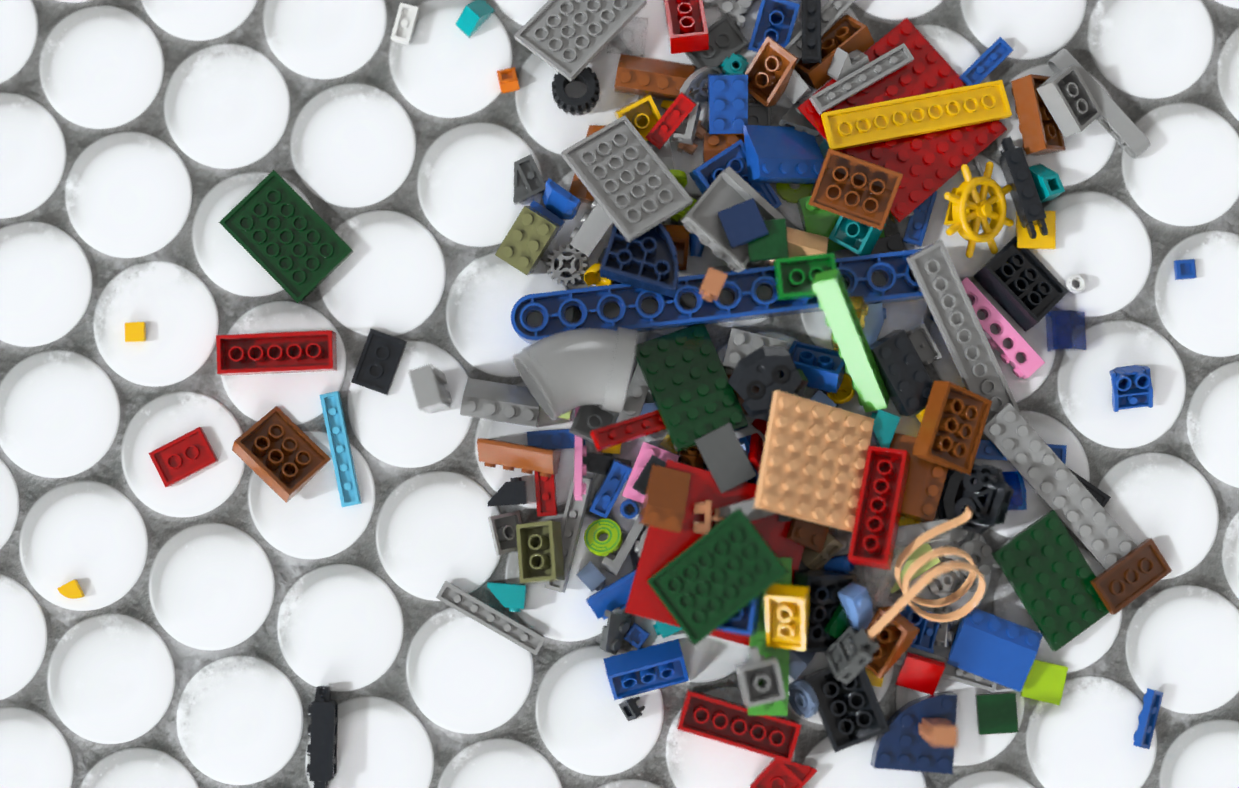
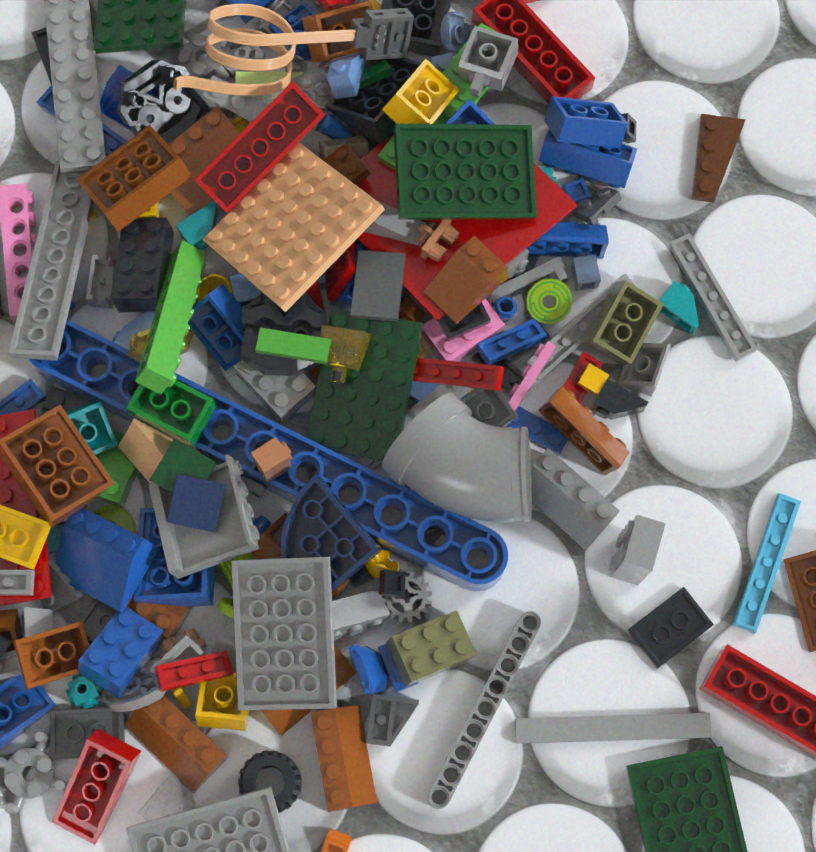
camera: 155 degrees left, 10 degrees down
(376, 270) = (612, 728): none -> light grey tile
(469, 216) = (491, 699): none -> light grey beam
(536, 498) = (593, 379): none -> yellow tile
(537, 134) = (343, 758): none -> dark orange slope
(557, 736) = (714, 151): none -> reddish brown wing
(580, 263) = (392, 583): none -> black tile
(661, 687) = (585, 122): none -> blue brick
(718, 396) = (346, 350): none -> clear yellow torso
(752, 372) = (293, 345): none -> bright green tile

